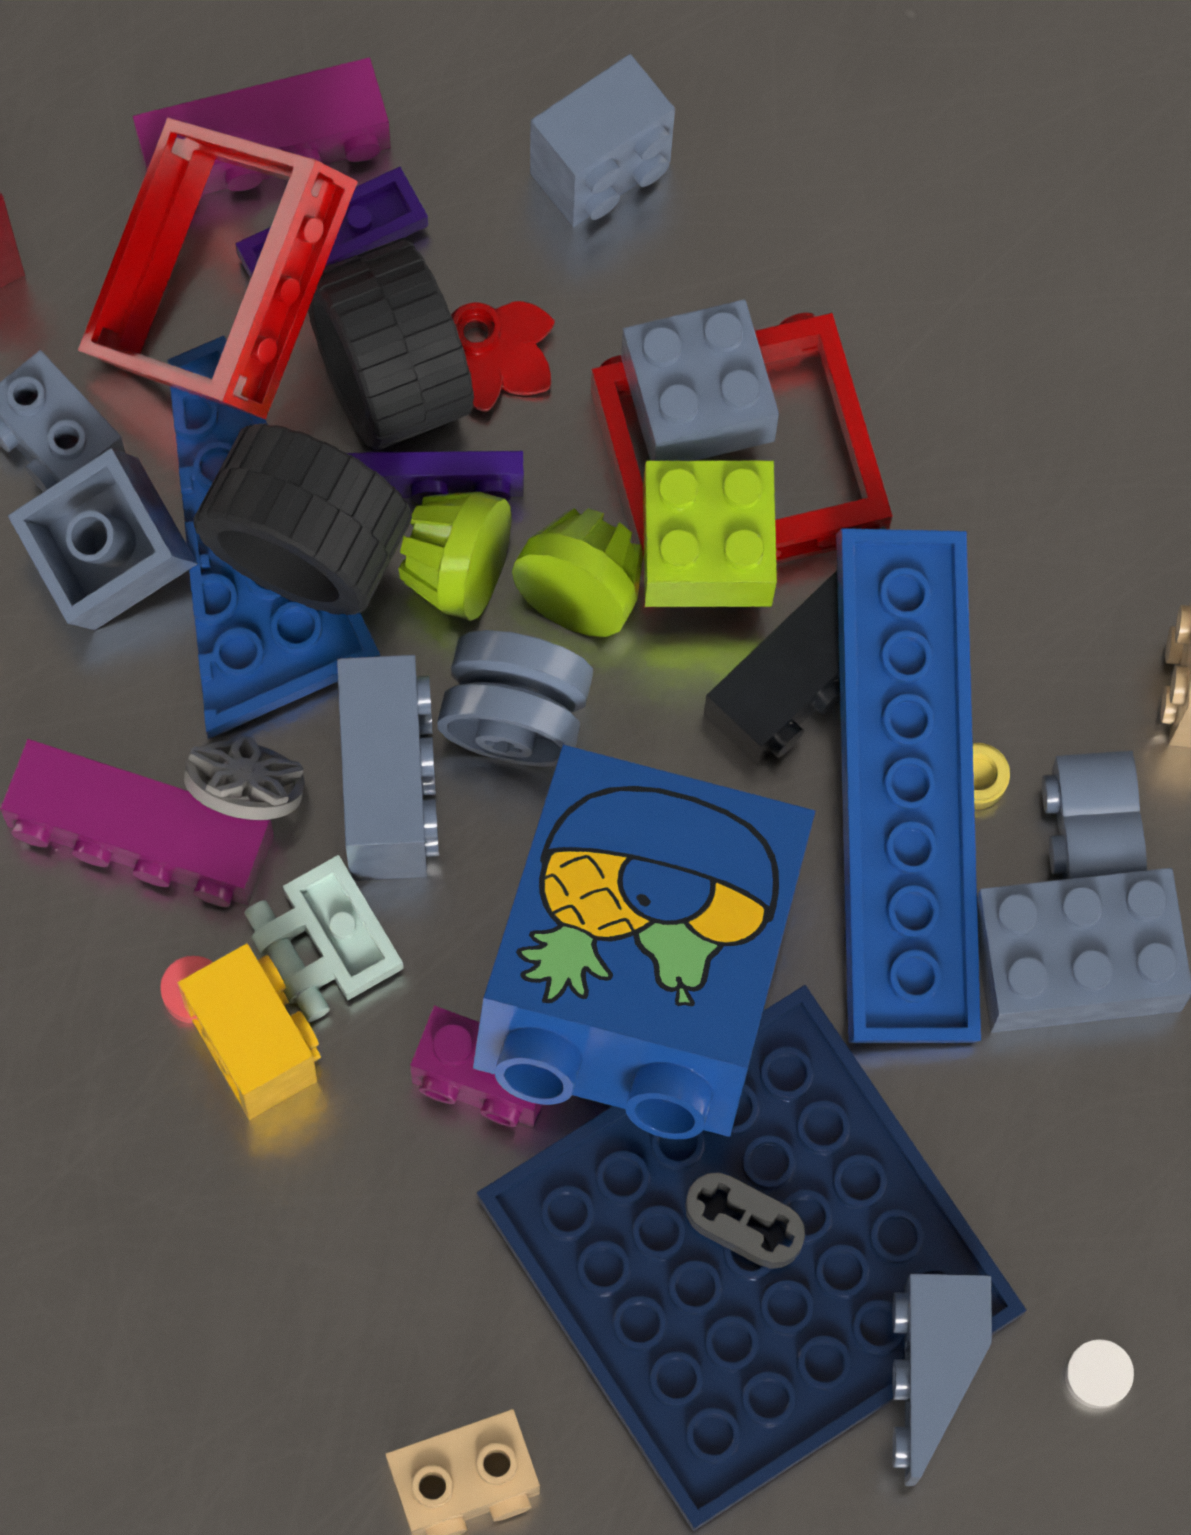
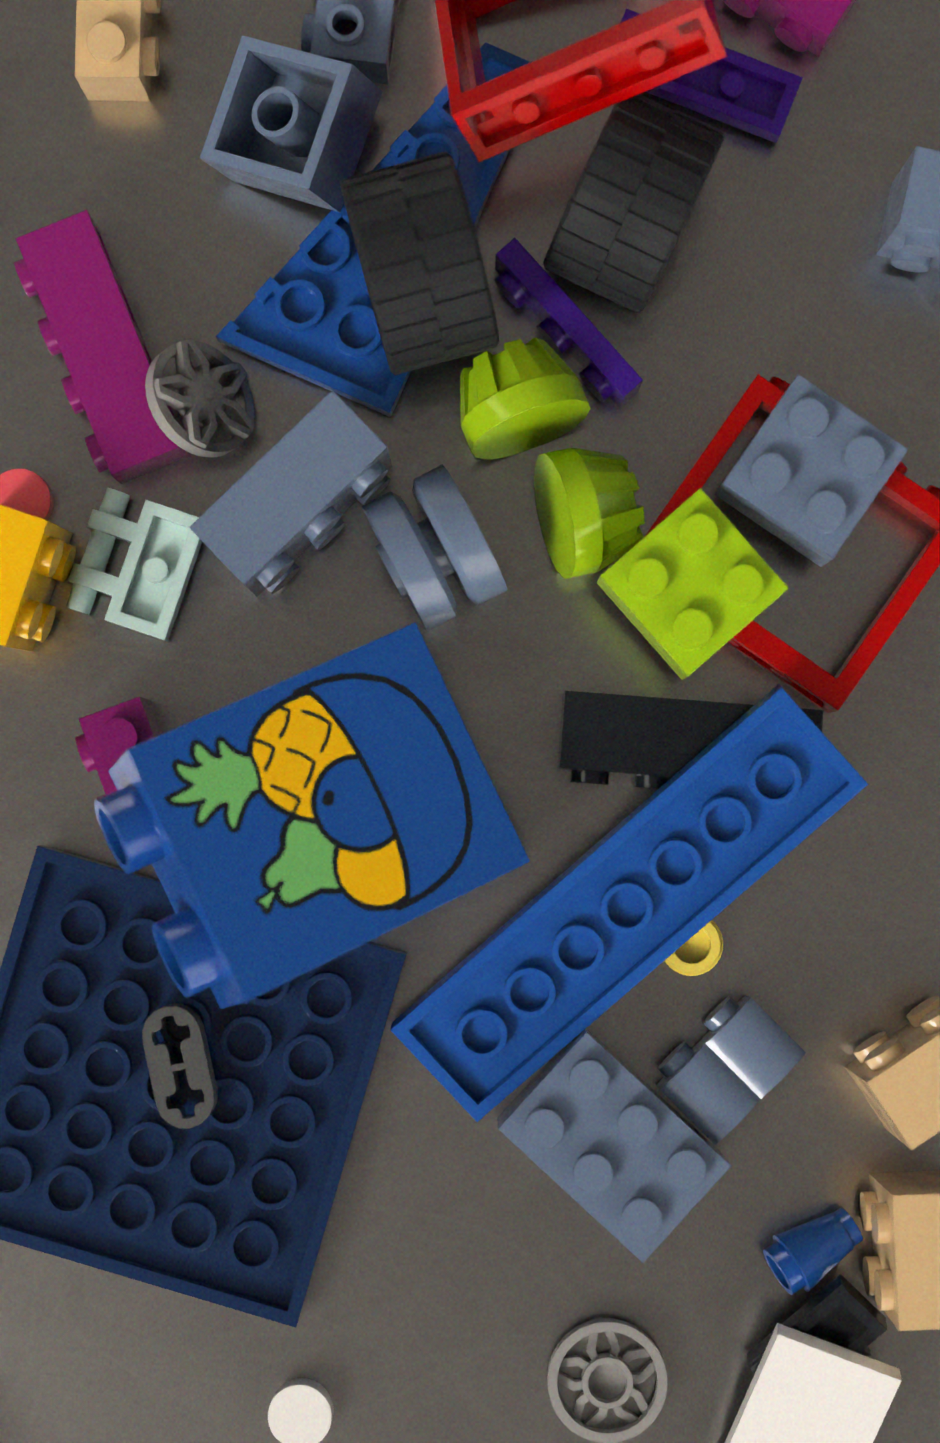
camera: 55 degrees right, 15 degrees up
(509, 353) = (715, 296): red plate -> none
(945, 1340) = (197, 1305): sand blue slope -> none

